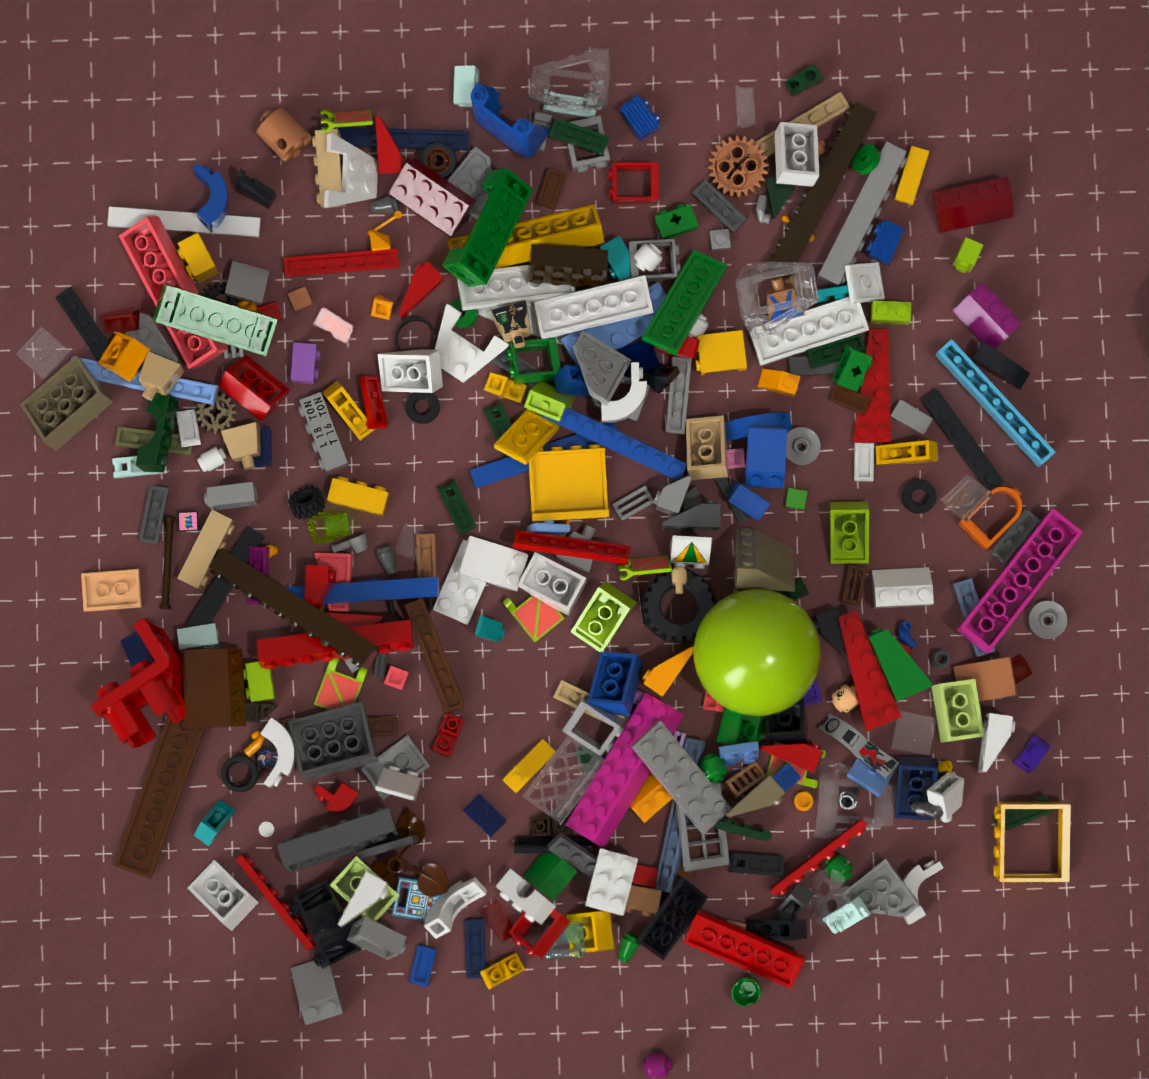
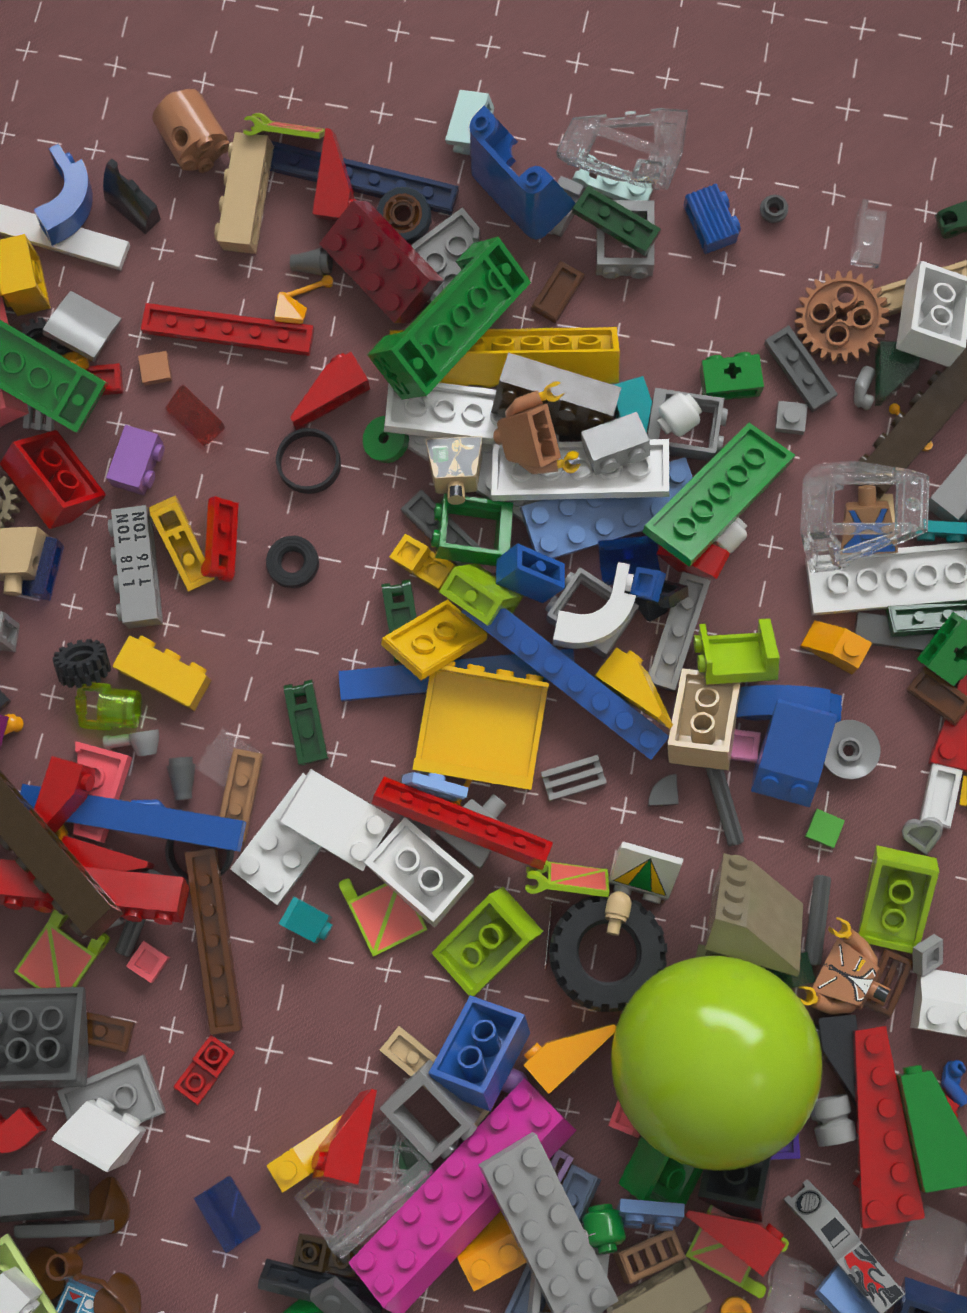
camera: 20 degrees right, 5 degrees down
(358, 174) = (283, 207): white wing -> none
(382, 307) = (270, 406): light orange slope -> none
(410, 371) = (287, 505): white slope -> none
(459, 355) = (364, 498): white wing -> none
(546, 760) = (343, 1149): none -> red slope
(557, 294) = (530, 435): none -> nougat torso
(600, 366) = (569, 558): light grey plate -> none
(612, 287) = (616, 443): none -> brick
(635, 166) = (685, 285): red window -> none
(652, 371) = (647, 584): none -> blue tile
(657, 435) = (631, 681): none -> yellow slope
(672, 496) = (635, 781): light grey slope -> none
(679, 95) = (774, 201): none -> dark grey plate
(699, 518) = (671, 823): dark grey slope -> none
(718, 403) = (738, 656): none -> lime panel
(721, 352) = (758, 581): yellow panel -> none
(747, 501) = (749, 814): blue hinge -> none
(786, 777) = (716, 1270): blue panel -> none
(803, 555) = (817, 918): none -> dark grey axle
(827, 586) = (847, 976): none -> nougat torso
(836, 673) = (833, 1121): none -> light grey wheel
(845, 698) = (838, 1163): light nougat head -> none
(856, 488) = (923, 833): none -> light grey tile
(874, 562) = (927, 955): none -> light grey plate

